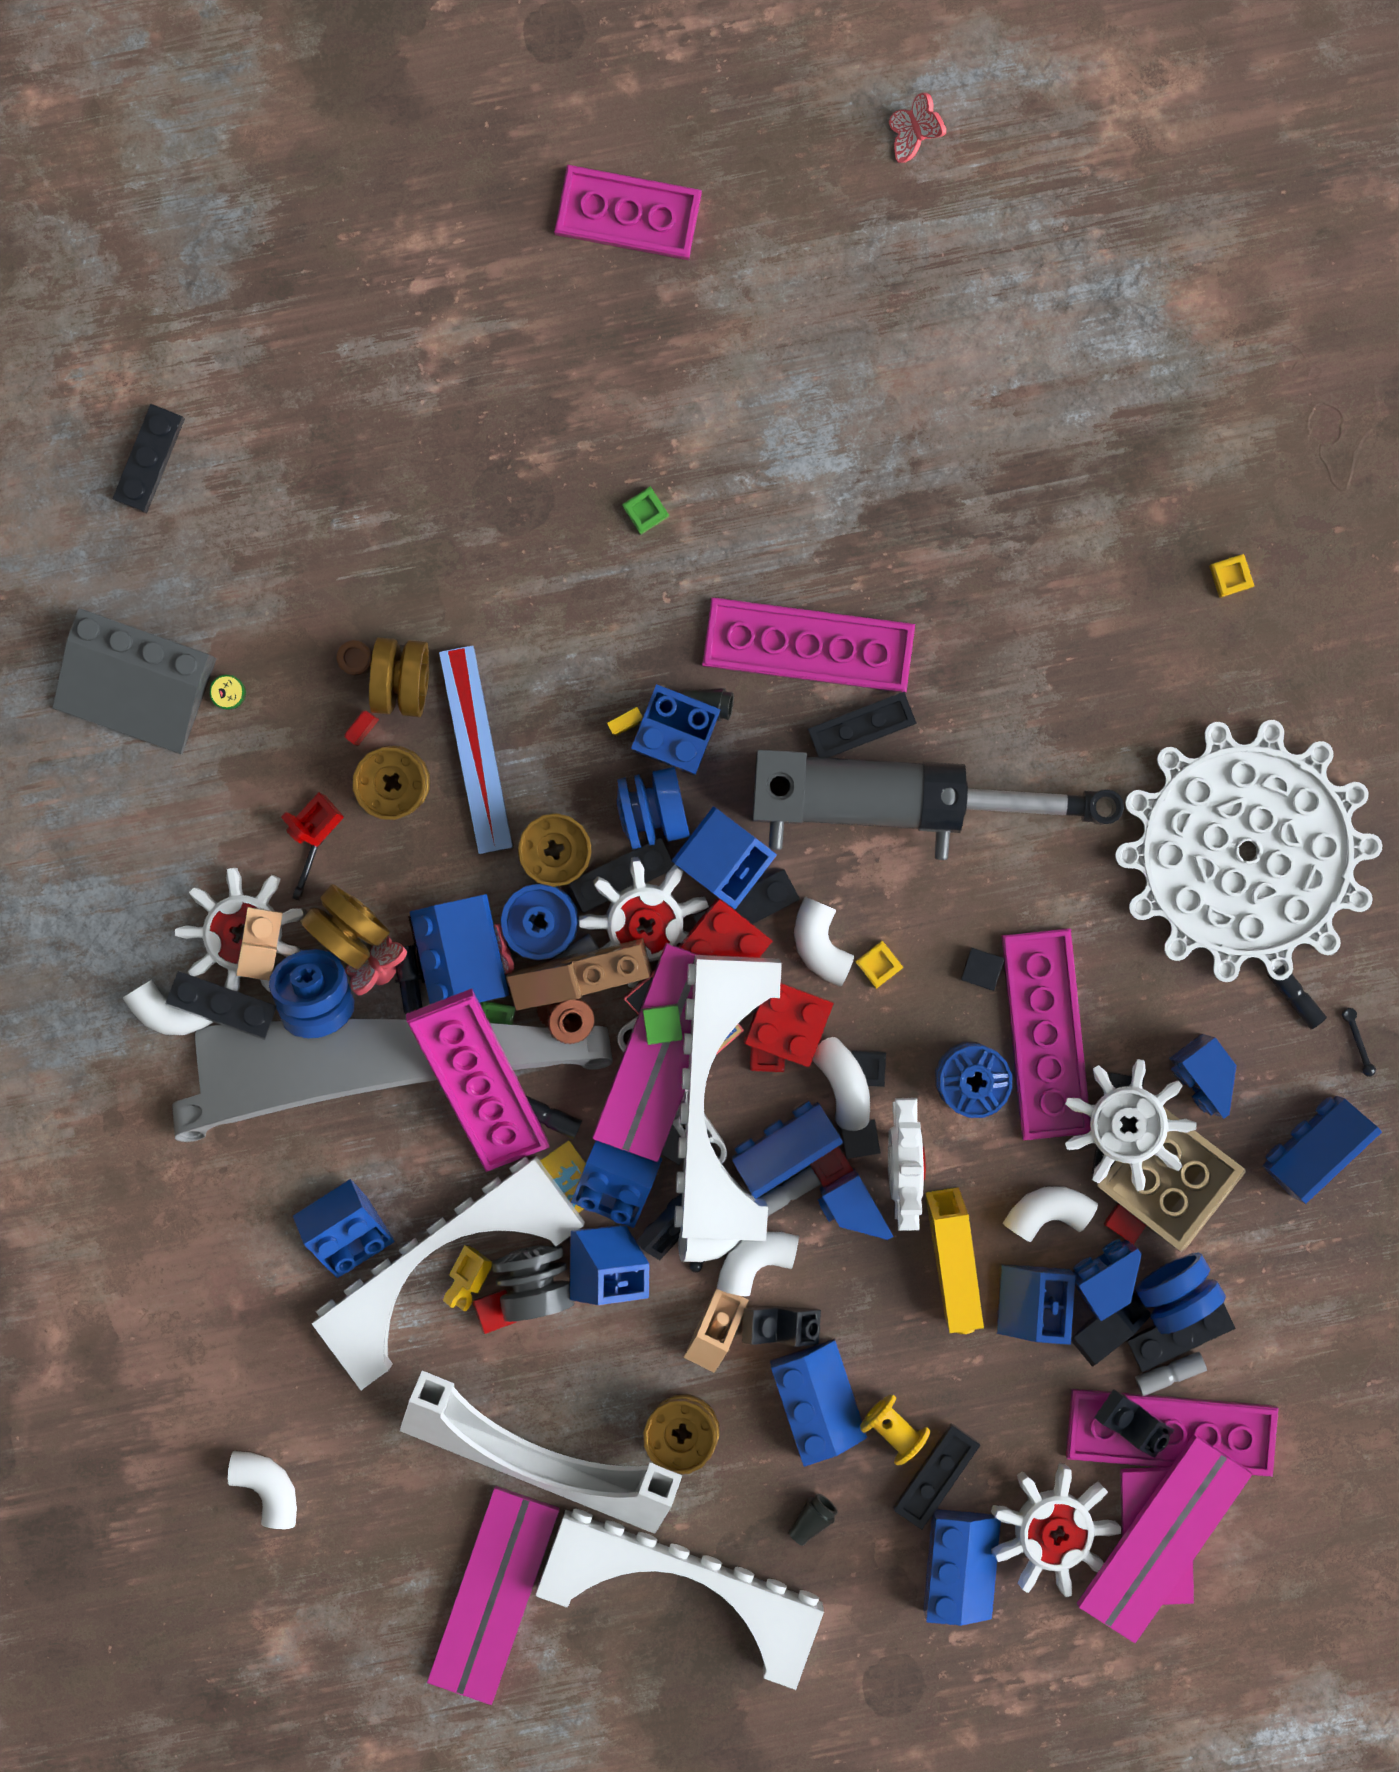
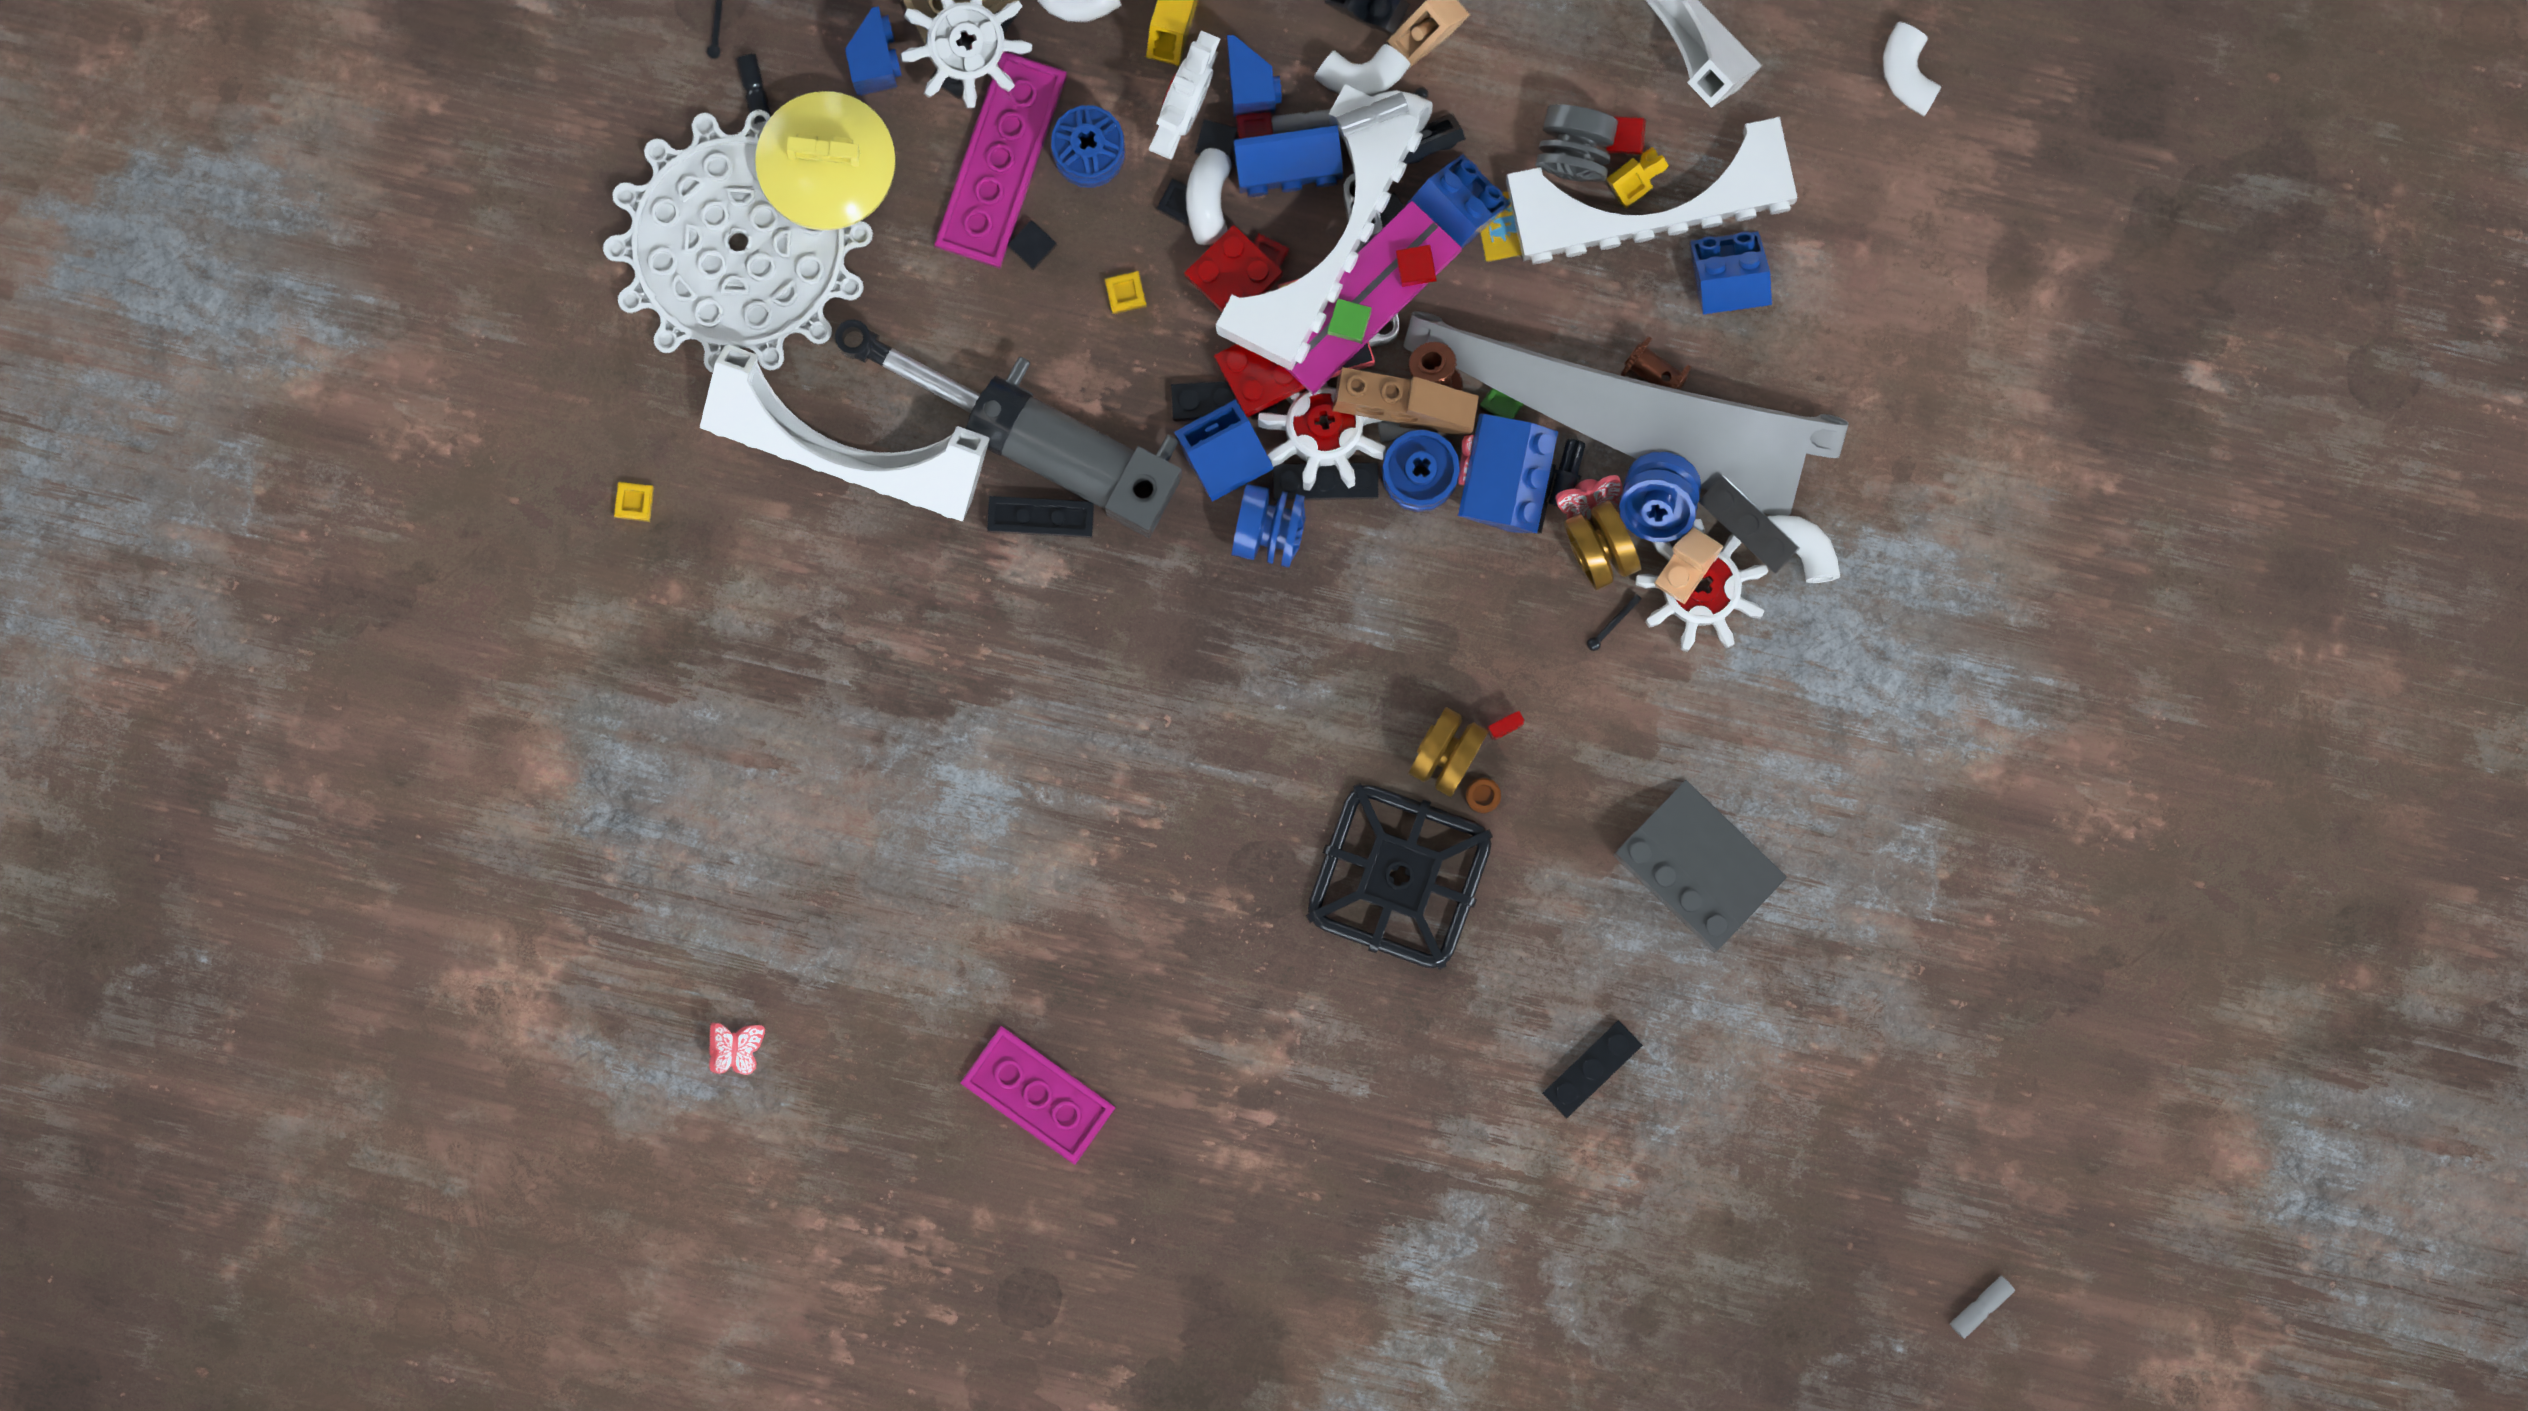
camera: 160 degrees left, 5 degrees down
(227, 692) = (1616, 817): light yellow tile -> none
(314, 821) = (1588, 659): red bracket -> none
(372, 789) = (1505, 640): pearl gold wheel -> none
(374, 1110) = (1652, 367): none -> copper hose
(380, 569) = (1408, 898): none -> black plate
(476, 749) = (1408, 658): light blue tile -> none
(477, 1079) = (1541, 345): dark pink tile -> none
(555, 1119) = (1493, 288): black piece -> none
(572, 859) = (1363, 514): pearl gold wheel -> none
(607, 1266) = (1501, 127): blue slope -> none
(625, 721) = (1257, 619): yellow tile -> none
(625, 1102) = (1416, 265): none -> red tile
(645, 510) = (1149, 809): bright green tile -> none
(675, 730) = (1215, 588): blue slope -> none
(715, 697) = (1170, 601): pearl dark grey cone -> none
(724, 1226) = (1368, 115): none -> light grey piece
(808, 645) = (1055, 615): dark pink tile -> none
(814, 943) = (1176, 335): white cylinder -> none
(1167, 699) = (749, 412): none -> white arch
(1205, 958) = (825, 160): none -> light yellow bracket

